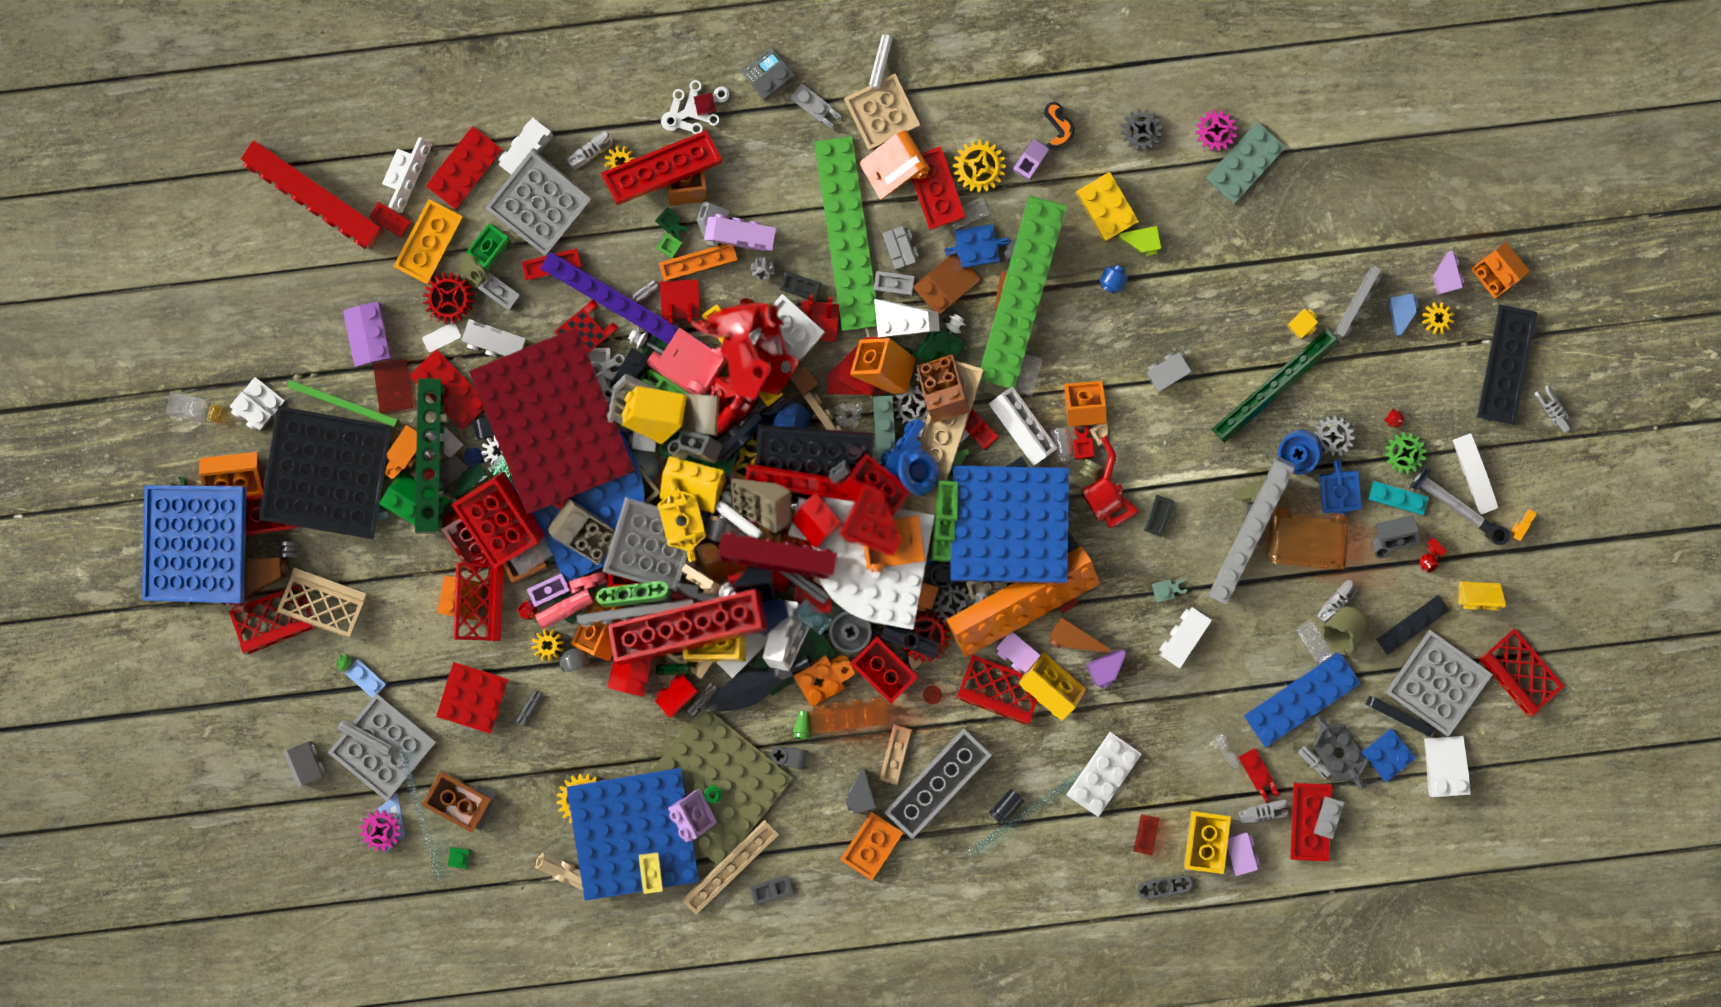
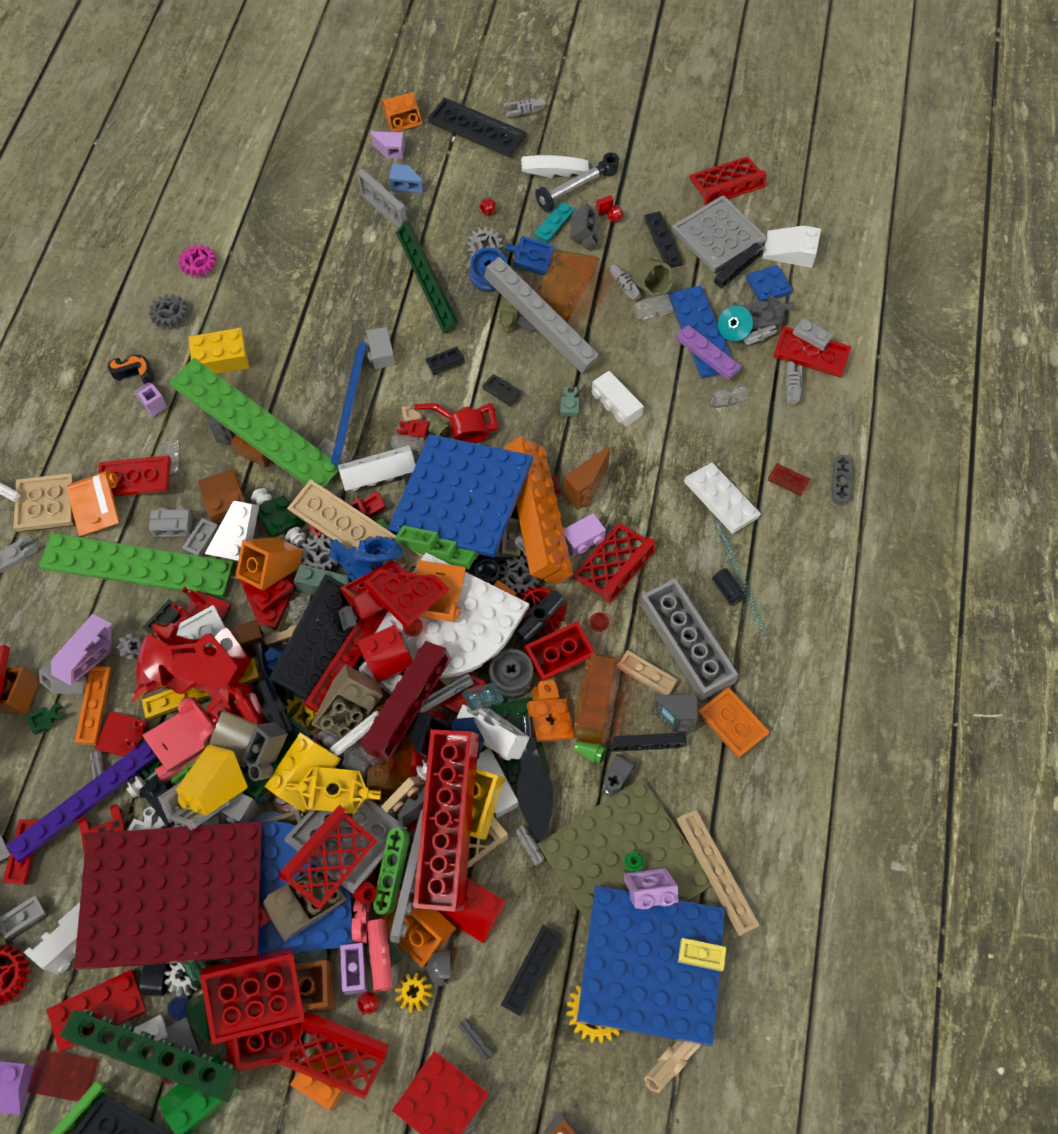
camera: 75 degrees left, 25 degrees down
(402, 452) = (136, 1089): orange hinge -> none
(441, 337) = (38, 1000): white sticker -> none
(531, 557) = (308, 971): clear plate -> none
(597, 735) = (531, 970): none -> black plate
(607, 580) = (365, 893): none -> red plate
(627, 525) = (314, 843): none -> red fence
(669, 245) = (64, 727): bright green plate -> none
(673, 668) = (487, 862): dark green axle -> none
(676, 695) = (516, 866): red slope -> none
(770, 890) = (752, 838): dark grey slope -> none
(827, 773) = (646, 742): none -> black beam
(942, 389) = (313, 514): dark orange slope -> none
(977, 246) = (202, 461): blue plate -> none
(995, 171) = (133, 438): yellow gear -> none
(1052, 686) = (628, 513): yellow slope -> none
(1085, 403) = (380, 416): orange slope -> none
(1087, 368) = (348, 403): none -> blue tile
(1105, 668) = (624, 458): medium lavender slope -> none
(1113, 279) = (282, 365): blue head -> none
(1142, 240) = (259, 335): lime slope -> none
(1175, 444) = (445, 360): none -> black plate
(1207, 842) = (809, 430): yellow slope -> none
(1241, 853) = (826, 410): lavender brick -> none
(1245, 162) = (235, 251): sand green plate -> none
(1258, 773) = (760, 379): red hinge -> none
(1270, 714) = (708, 352): none -> medium lavender plate
(1303, 323) = (383, 244): yellow brick -> none
(1321, 734) = (741, 329): none -> teal dish
(1401, 445) = (519, 206): bright green gear -> none
(1437, 325) = (420, 158): yellow gear -> none
(1477, 594) = (656, 181): yellow slope -> none
(1520, 529) = (608, 145): light orange plate -> none

